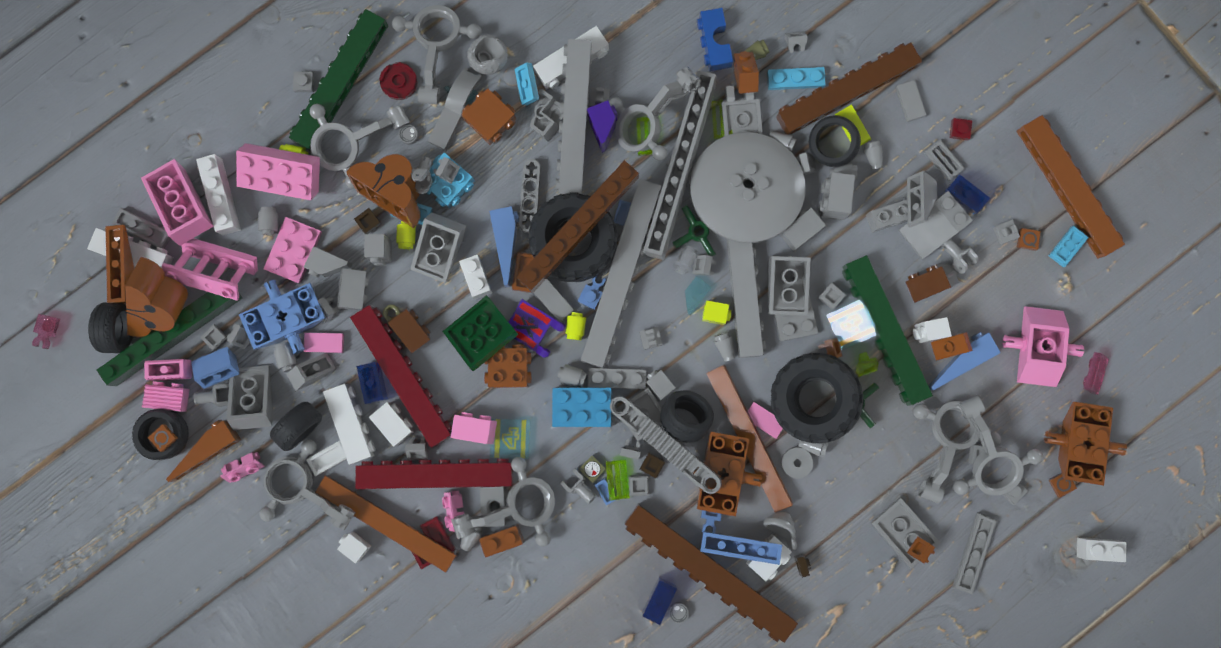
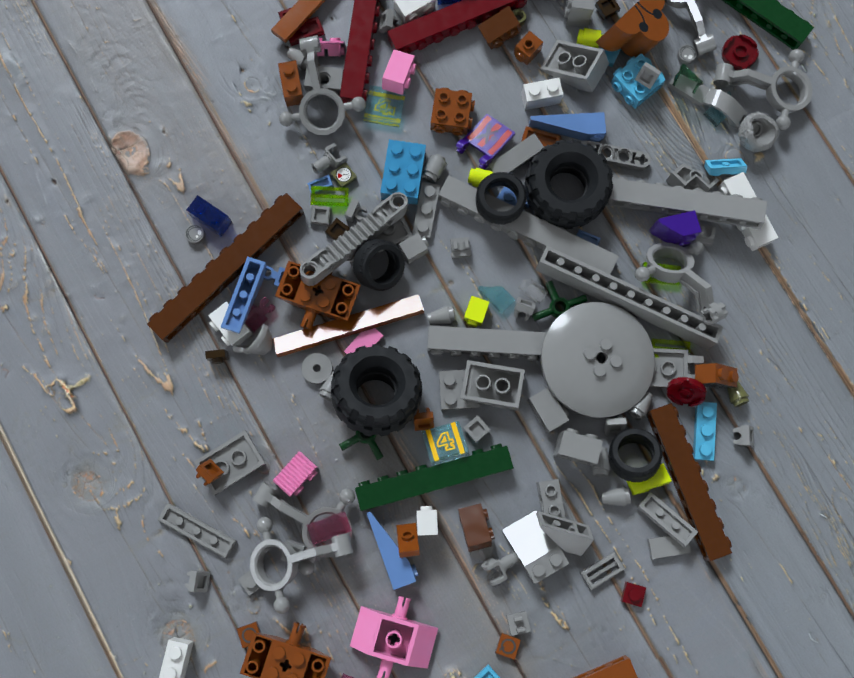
camera: 90 degrees right, 5 degrees down
(422, 176) = (645, 53): light grey piece -> none
(426, 298) = (528, 48): none -> dark orange brick
(437, 128) = (685, 71): none -> clear green piece
(480, 333) = (487, 88): dark green plate -> none
(489, 116) = (697, 126): dark orange brick -> none
(578, 226) = (578, 180): reddish brown brick -> none
(601, 282) = (506, 180): none -> black tyre
(717, 55) = (770, 353): blue arch -> none
(753, 531) = (257, 314): none -> clear pink plate
(764, 98) = (686, 391): none -> dark red tile
(866, 365) = (401, 451): clear neon green tile -> none
(888, 104) = (667, 519): none -> light grey plate
(906, 465) = (296, 474): none -> bright pink brick
(955, 423) = (328, 527): none -> clear pink plate
(967, 194) = (563, 584): clear blue brick -> none
(1023, 542) = (198, 581): none -> light grey tile

